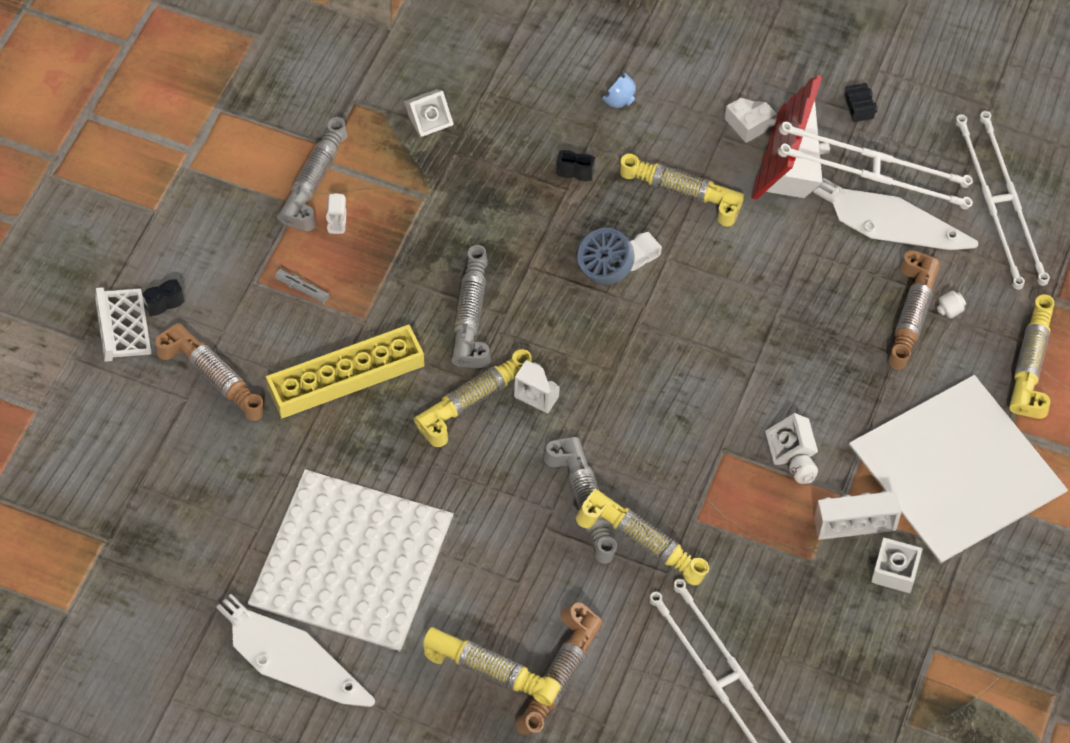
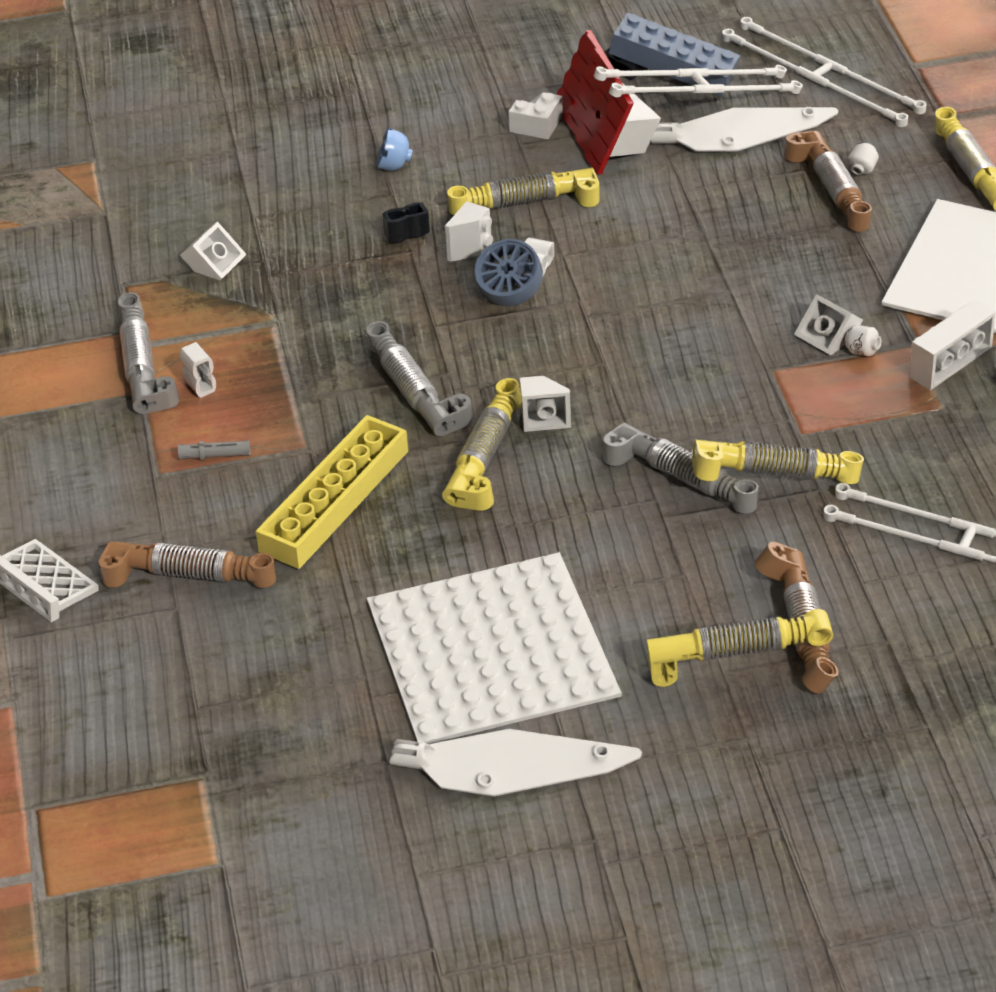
camera: 30 degrees left, 15 degrees down
(166, 296) = (70, 530): black brick -> none
(607, 202) = (468, 232): none -> white slope
(892, 121) = (668, 49): none -> sand blue brick

